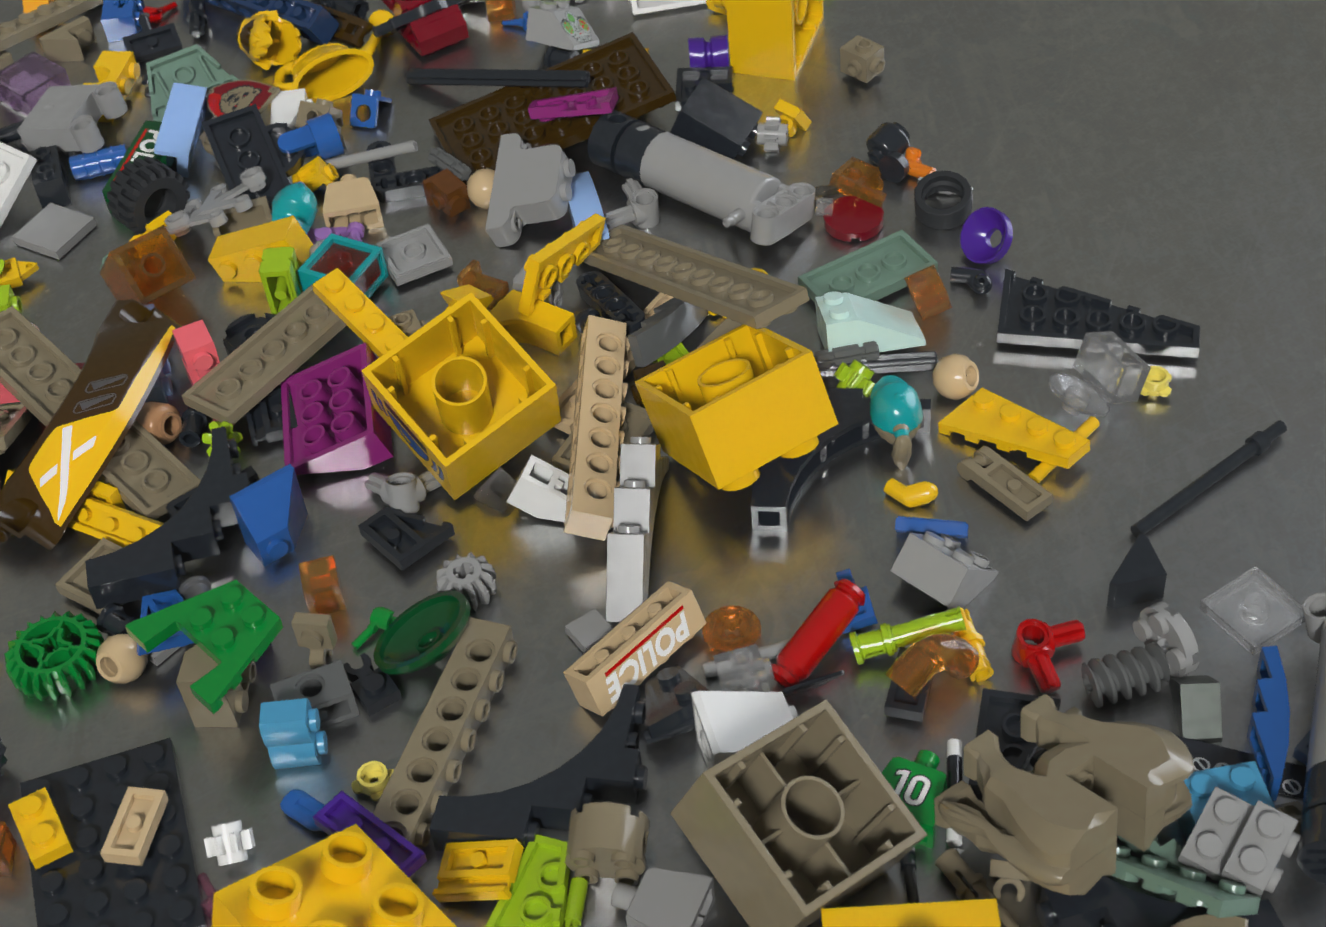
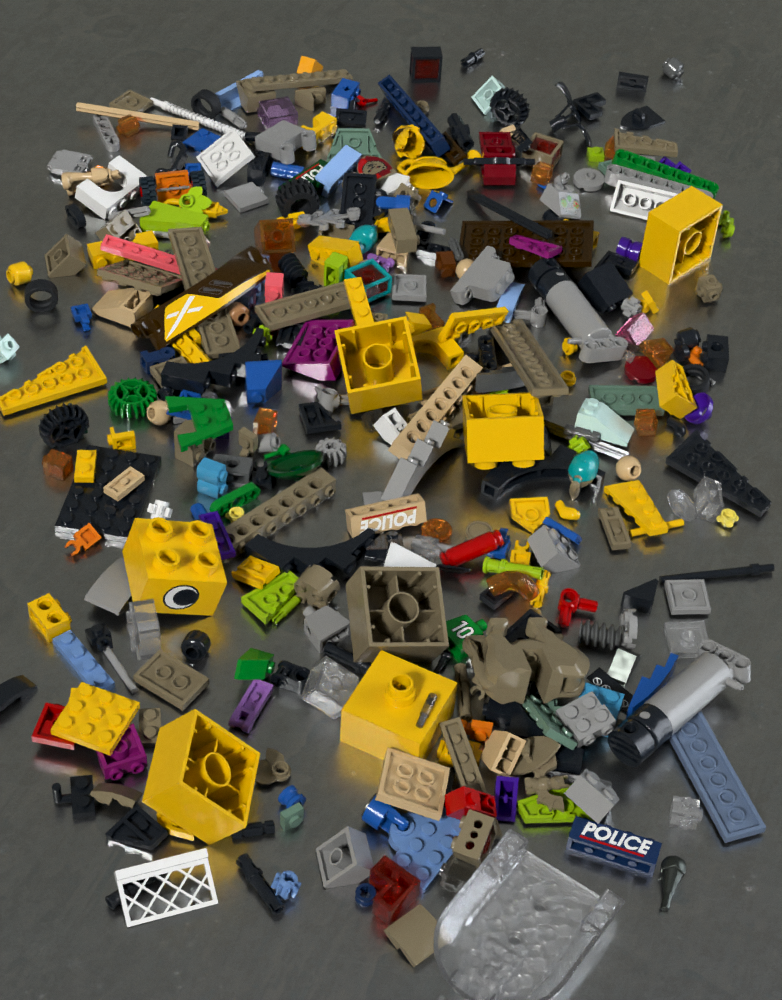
camera: 20 degrees right, 0 degrees up
(48, 571) = (156, 357): none -> dark blue leg
(81, 744) = (122, 440): none -> yellow bracket
(199, 303) = (292, 269): none -> black piece
(350, 618) = (268, 442): none -> light grey brick
(351, 170) = (403, 230): none -> dark tan brick
(353, 750) = (243, 496): none -> green beam
(722, 235) = (569, 349): none -> yellow plate
(798, 597) = (477, 528): none -> dark tan piece
(801, 160) = (636, 328): none -> clear pink panel
(858, 522) = (530, 512): none -> yellow plate
(897, 606) = (520, 554): none -> yellow plate
(933, 224) = (674, 390): none -> yellow wedge
(943, 144) = (715, 353): none -> black brick
(1200, 539) = (687, 597): none -> light grey plate

